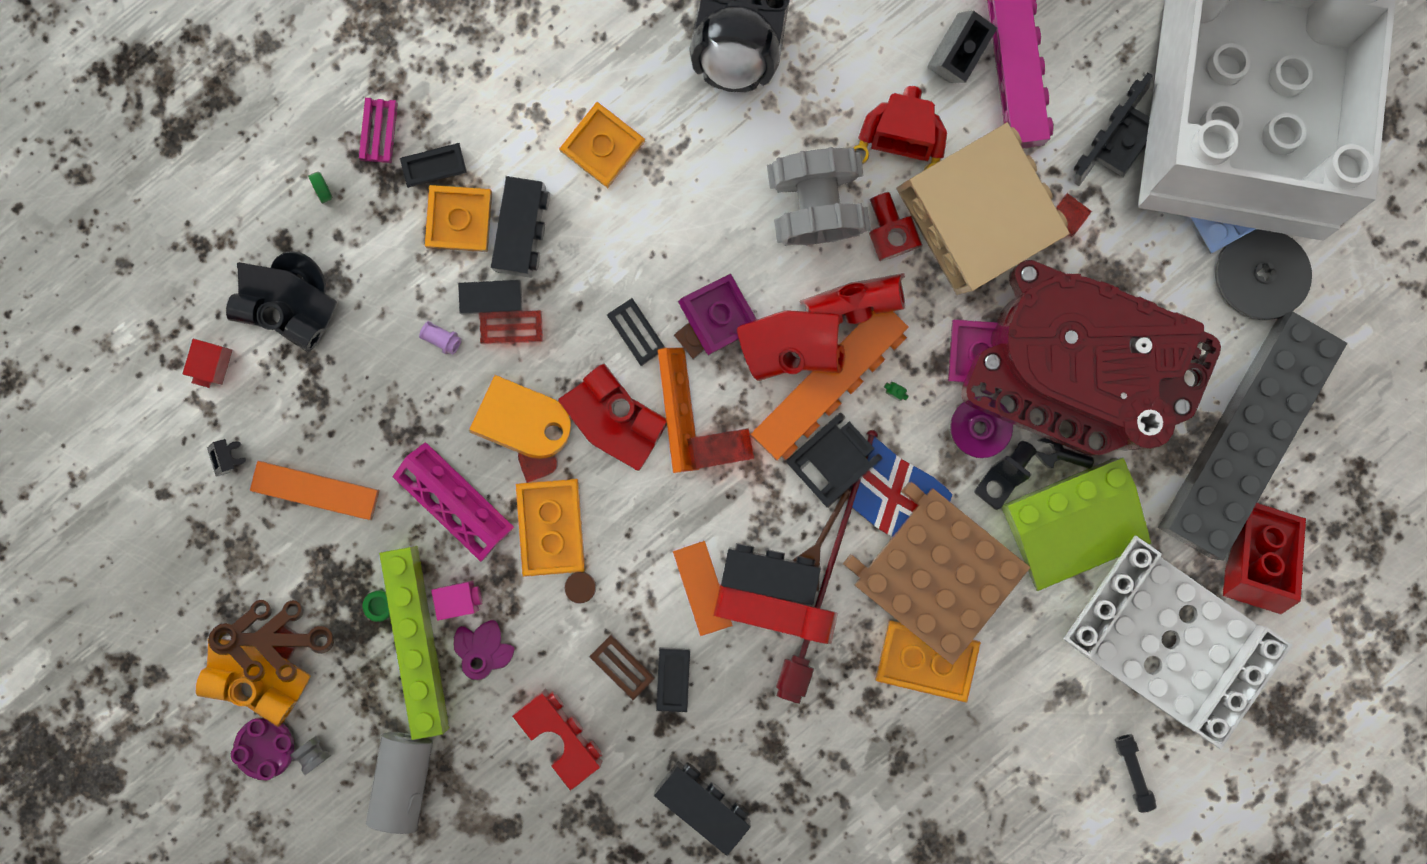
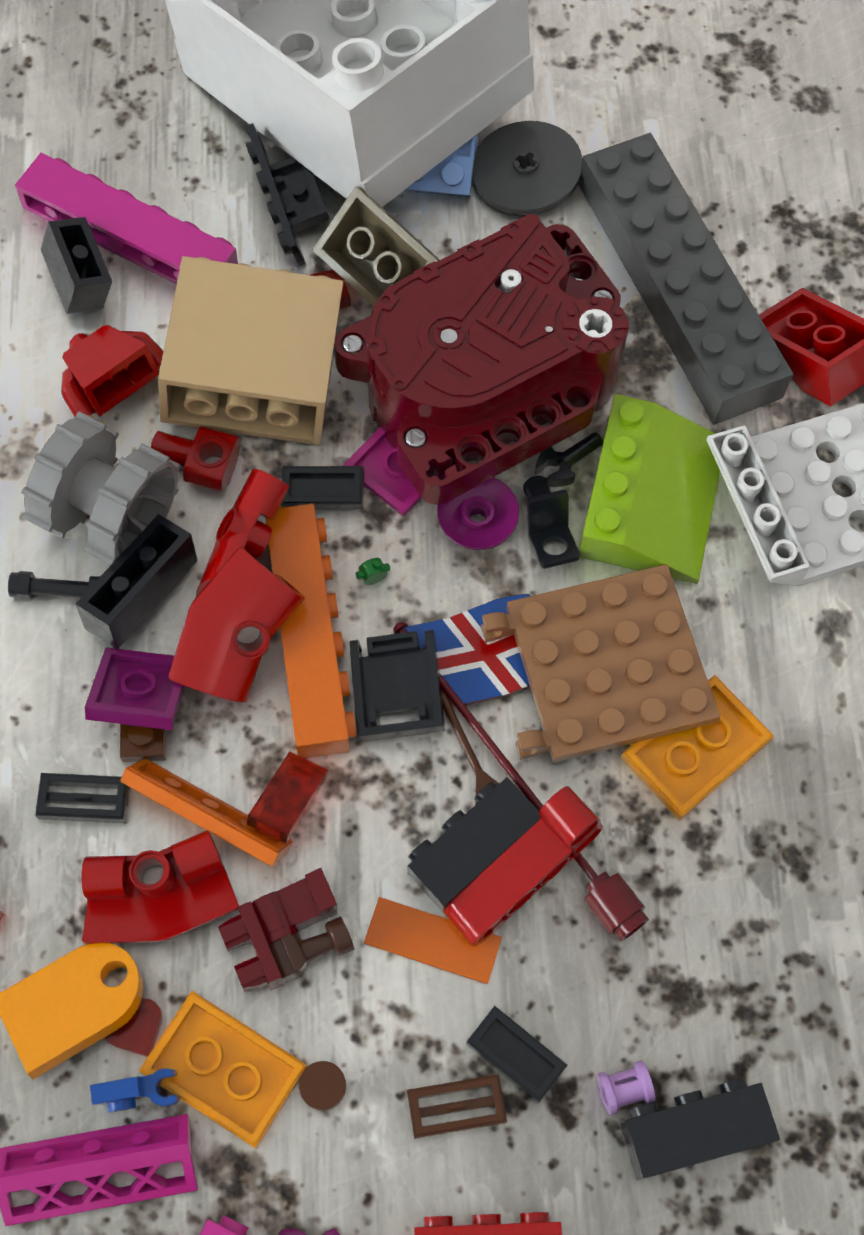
camera: 60 degrees left, 20 degrees down
(498, 486) = (121, 1093): none -> blue plate
(637, 503) = (274, 927): none -> dark red hips
(697, 752) = (626, 1087): none -> lavender bush
(734, 194) = (26, 585): none -> black bar
(782, 262) = (137, 581): none -> black brick
(929, 319) = (324, 486): none -> black tile
(1110, 235) = (370, 247): none -> dark tan slope

